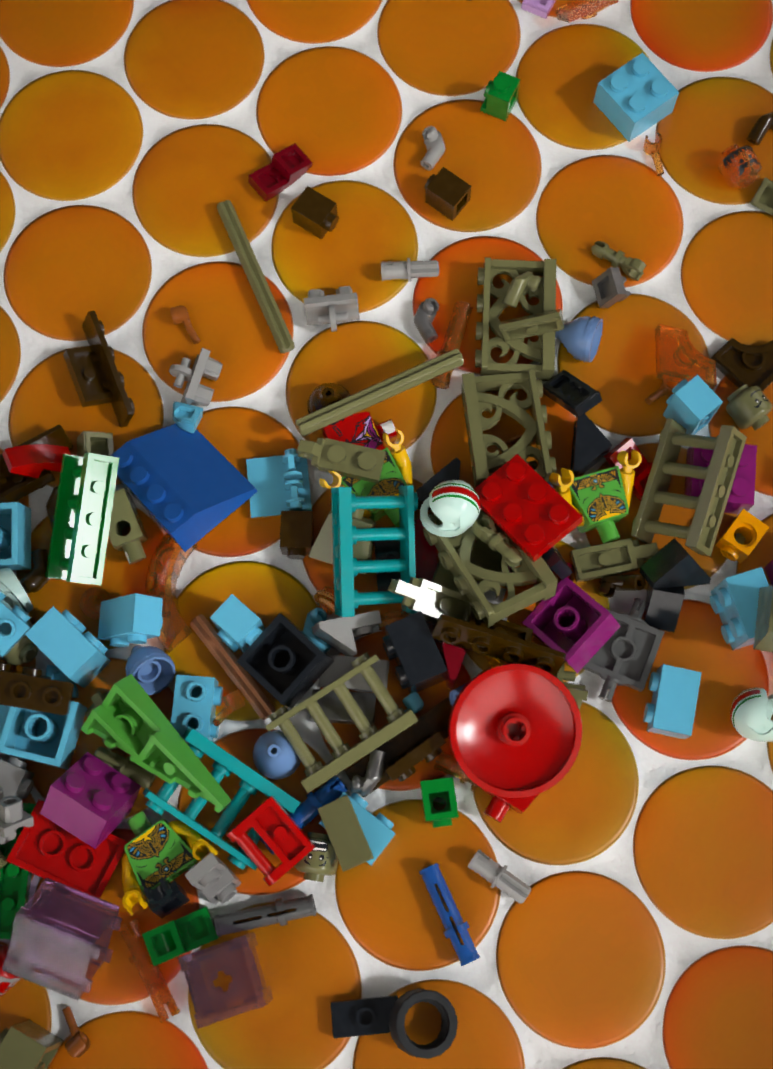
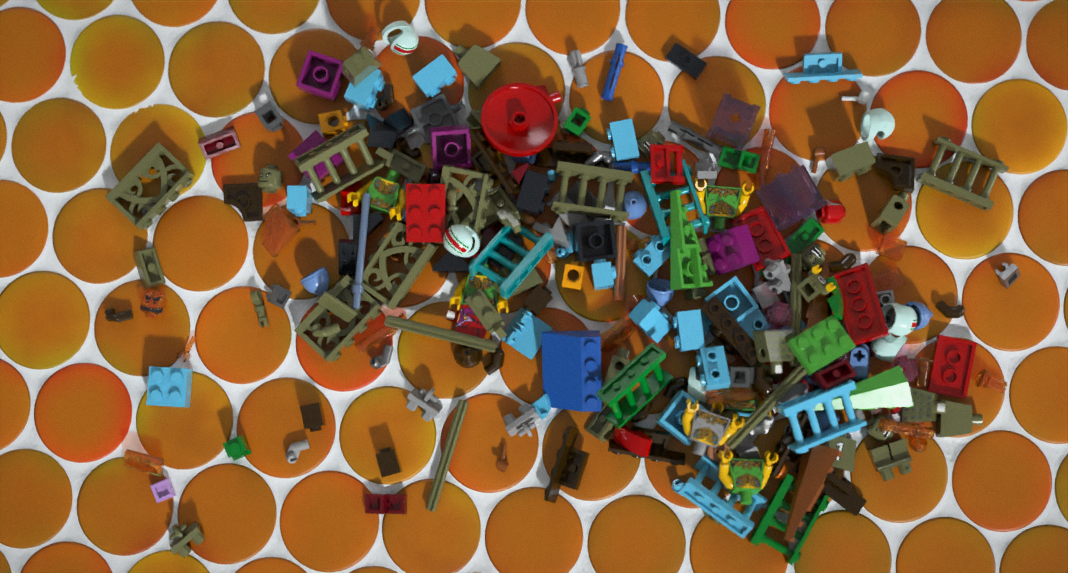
camera: 135 degrees left, 10 degrees up
(165, 897) = (732, 180): black plate -> none
(277, 584) = (569, 284): none -> light orange brick
(285, 422) = (497, 361): none -> dark brown arm
(345, 833) = (631, 140): olive slope -> none
(409, 269) = (368, 391): light grey axle -> none
(448, 1025) = (655, 26): black tyre -> none
(526, 361) = (357, 288): none -> sand blue bar
(635, 765) = (476, 64): none -> olive torso
(704, 624) = (388, 99): none -> dark brown arm

